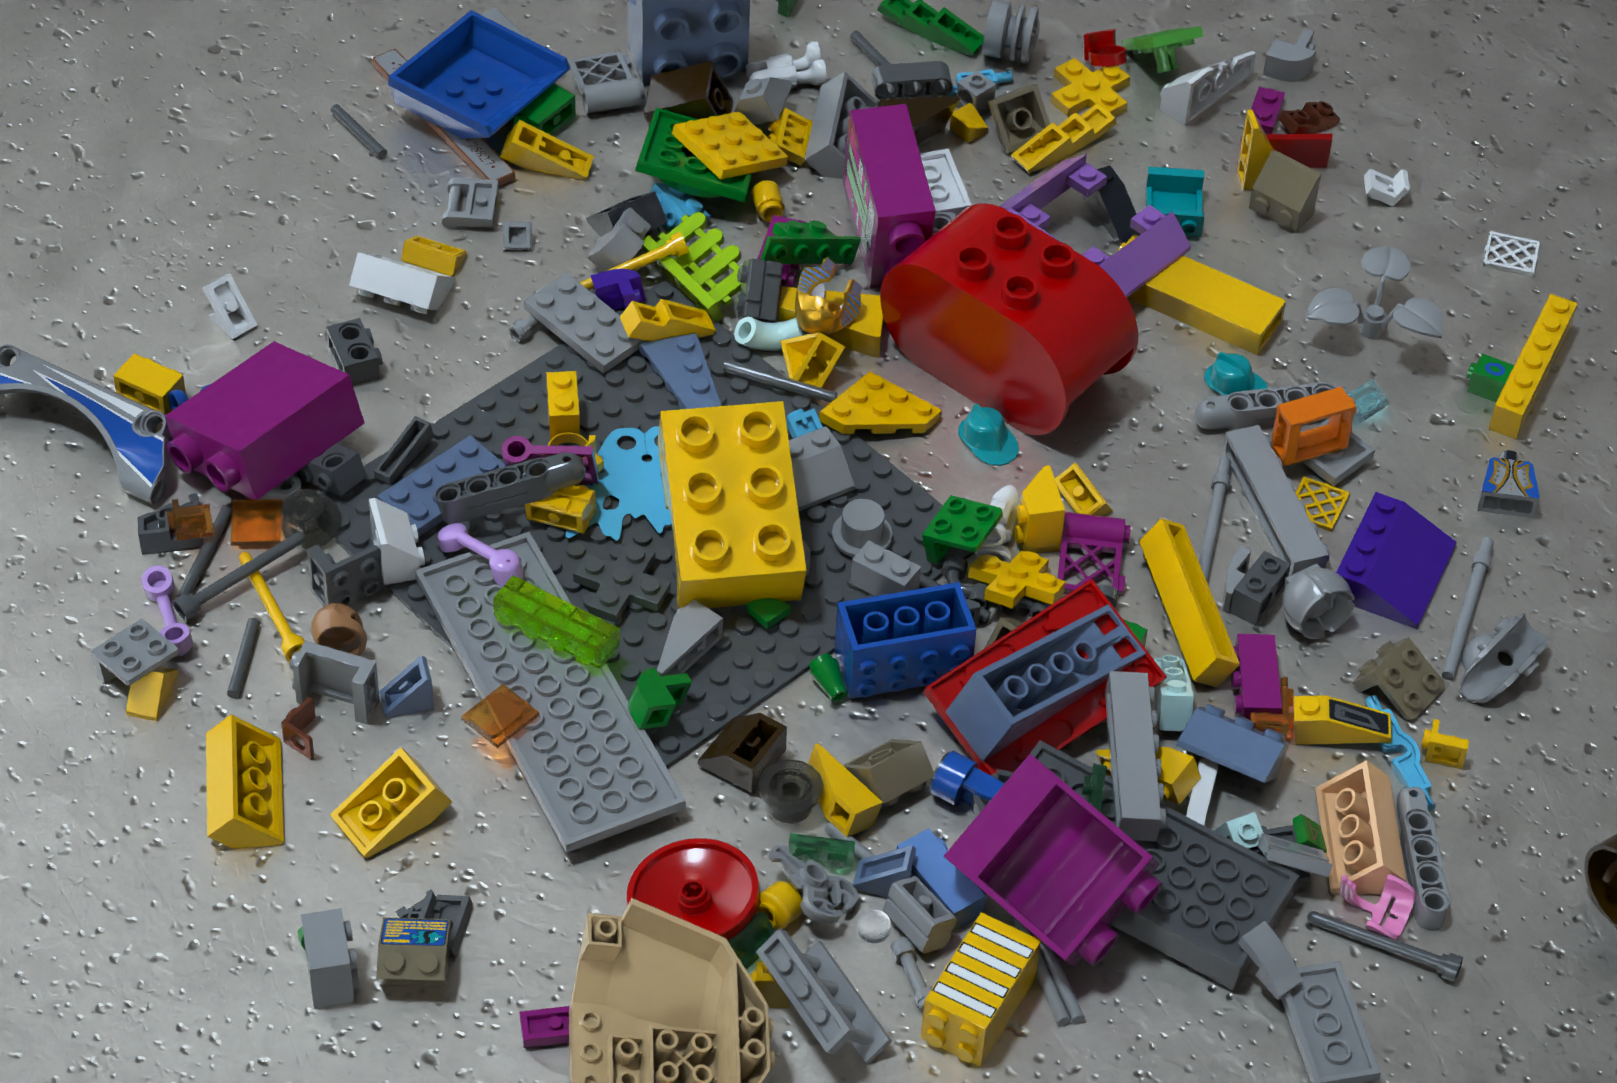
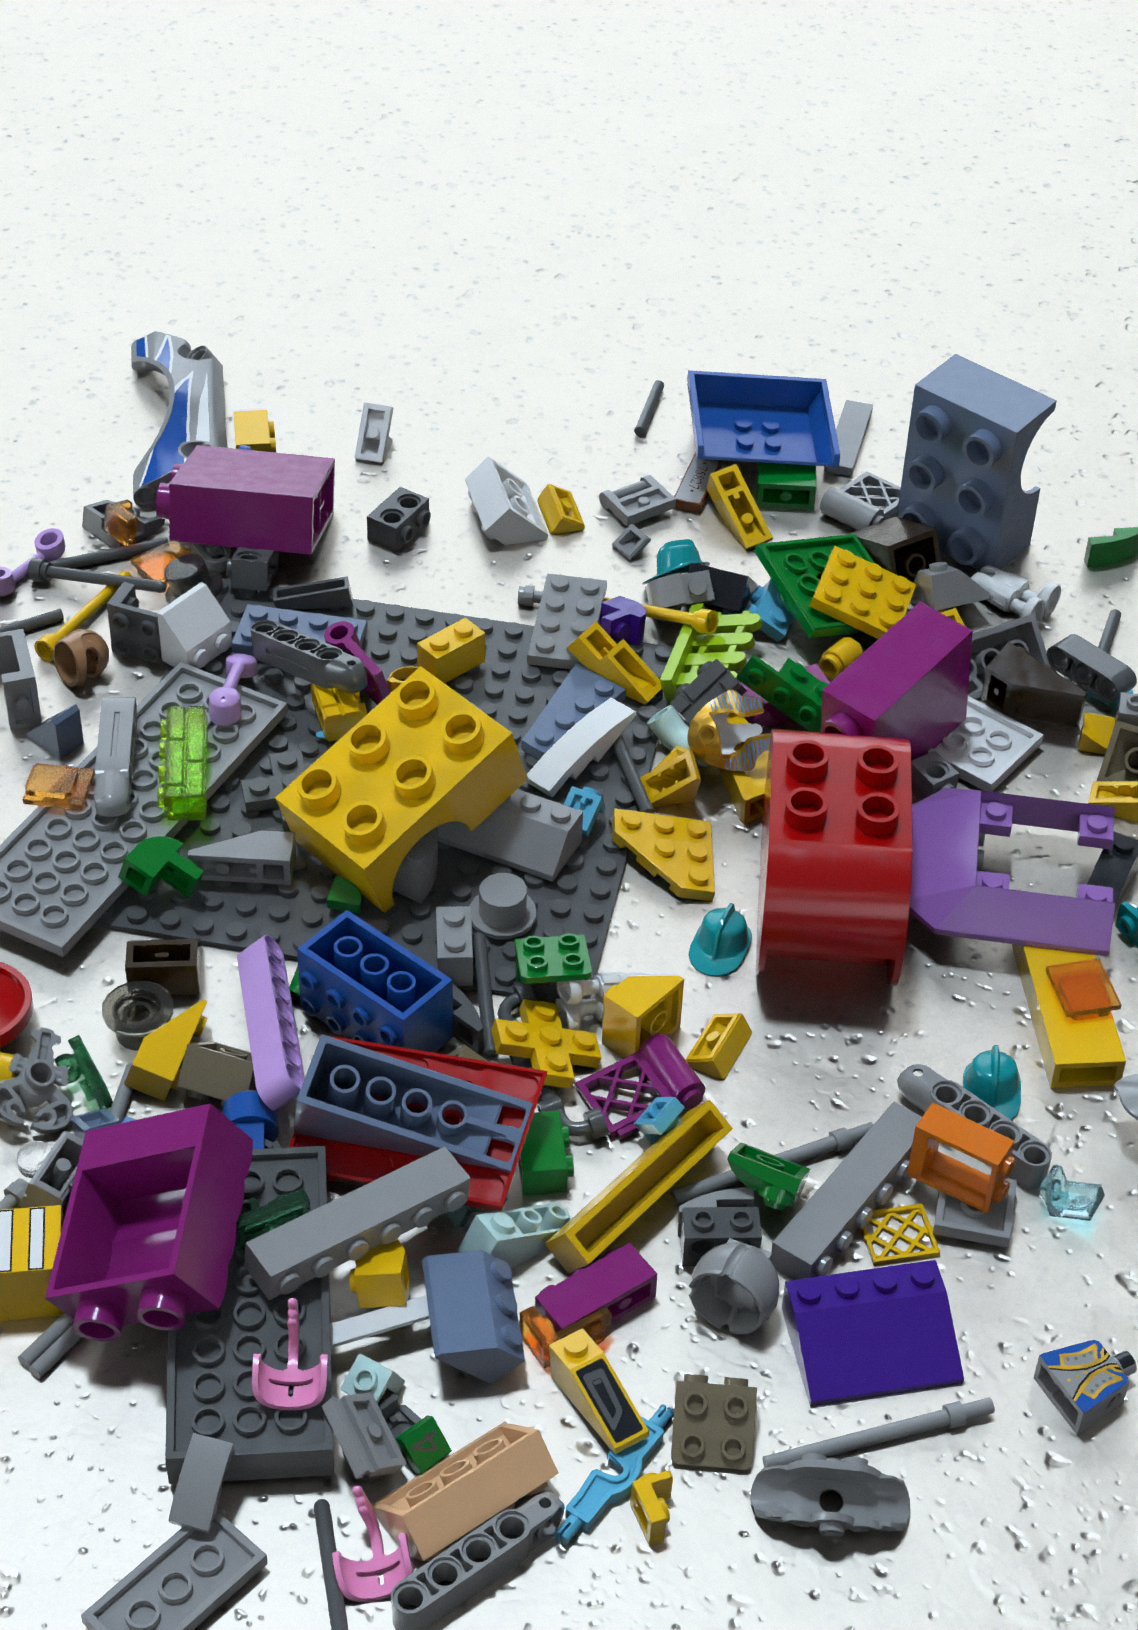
camera: 55 degrees right, 5 degrees down
(504, 660) = (115, 755): none -> light grey piece
(580, 225) = (676, 558): none -> teal piece
(733, 373) = (579, 745): none -> white slope
(877, 713) = (270, 1022): none -> lavender beam
(1140, 556) = (659, 1117): none -> medium azure bracket
(1213, 278) = (1083, 989): none -> clear orange piece
(1239, 529) = (770, 1175): none -> green slope
(1247, 844) = (276, 1395): none -> bright pink helmet

